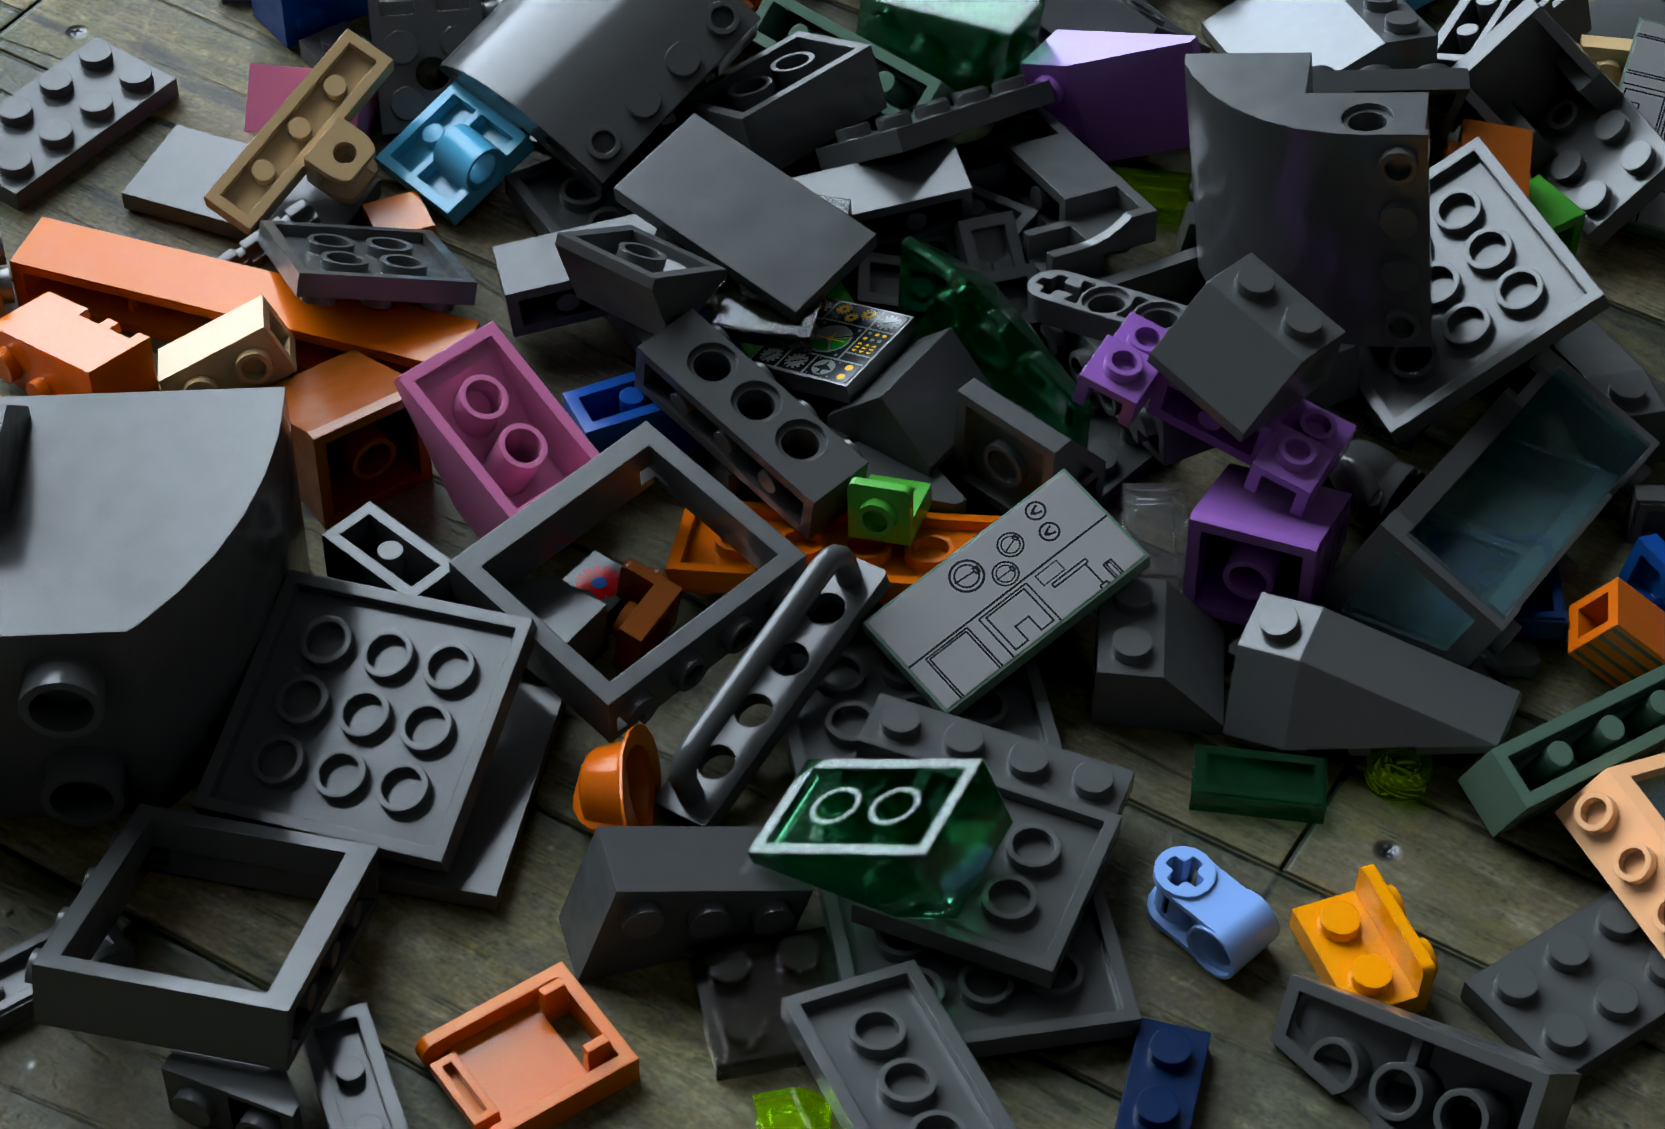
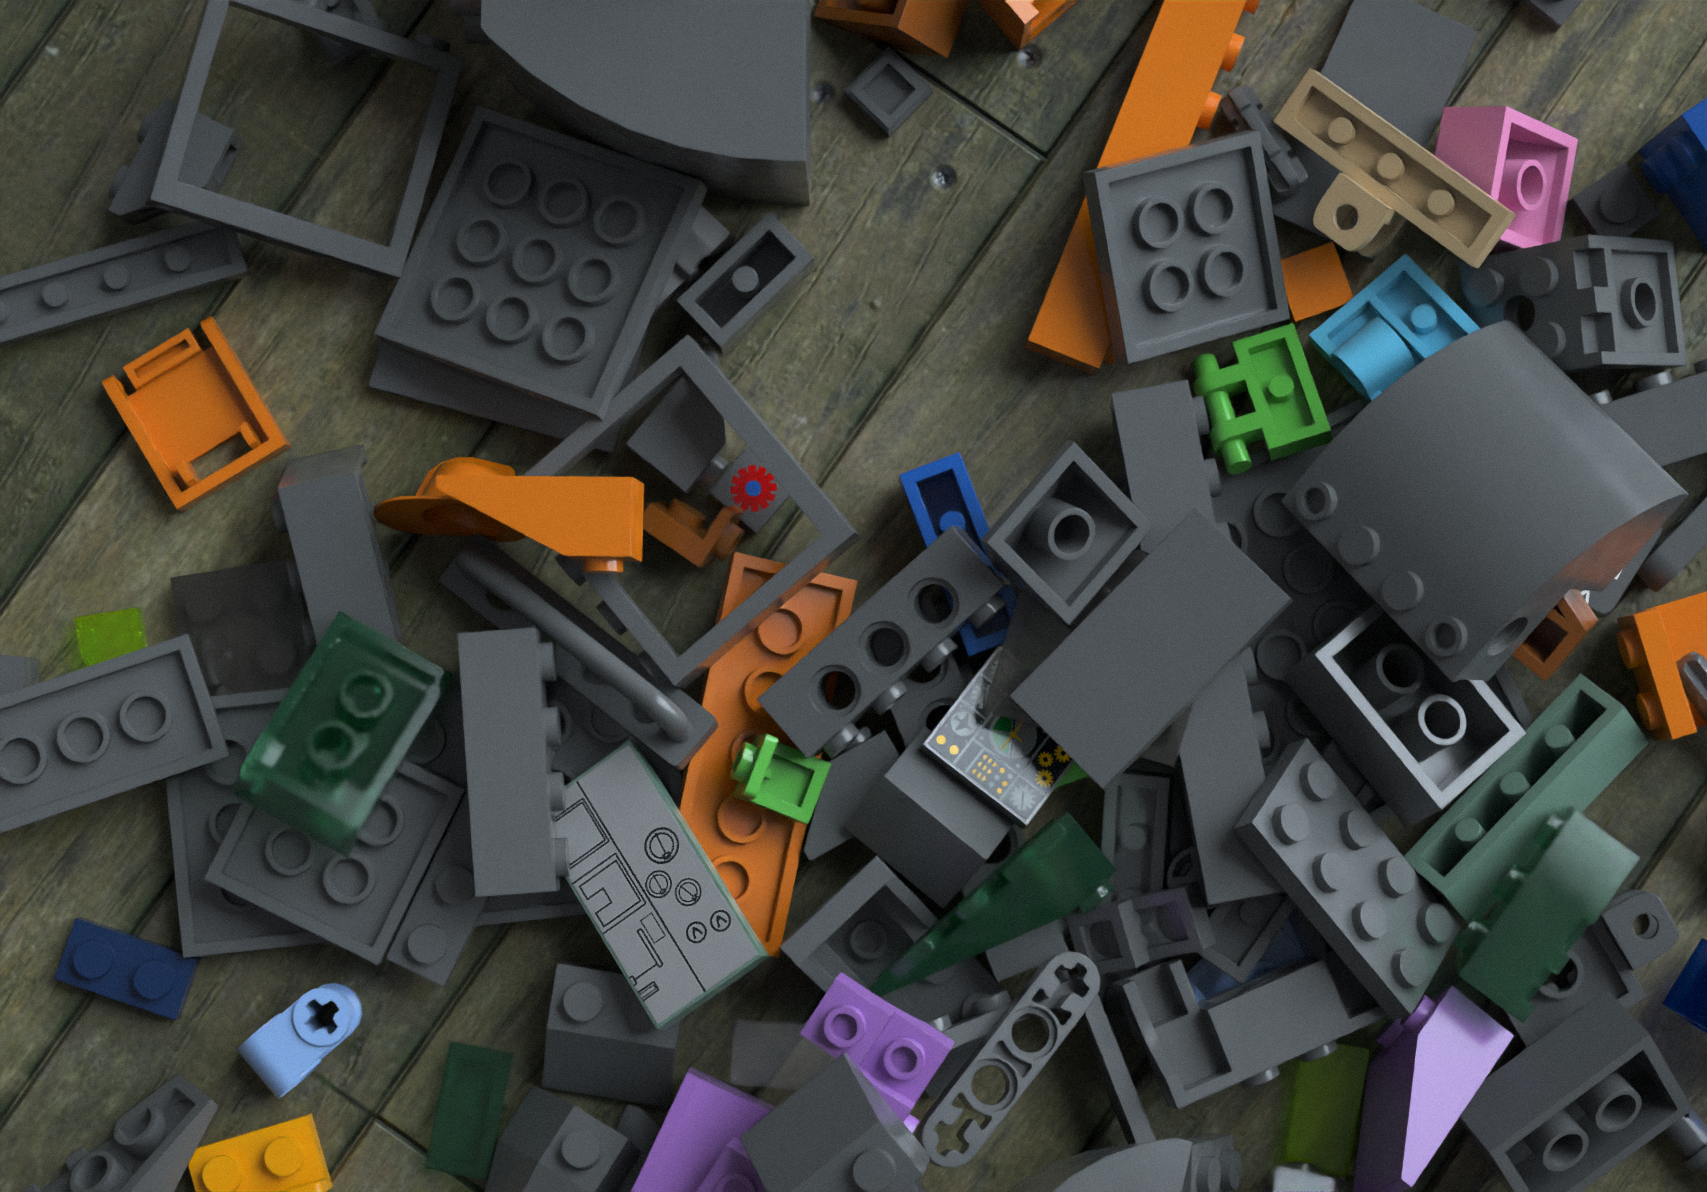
camera: 100 degrees right, 40 degrees up
(233, 351) = (1054, 106): tan brick -> none
(352, 436) = (963, 223): dark orange slope -> none
(491, 427) = (898, 387): bright pink slope -> none
(500, 216) = (1281, 394): none -> bright green plate
(639, 632) = (574, 515): none -> orange slope
(896, 694) = (510, 762): none -> dark grey brick

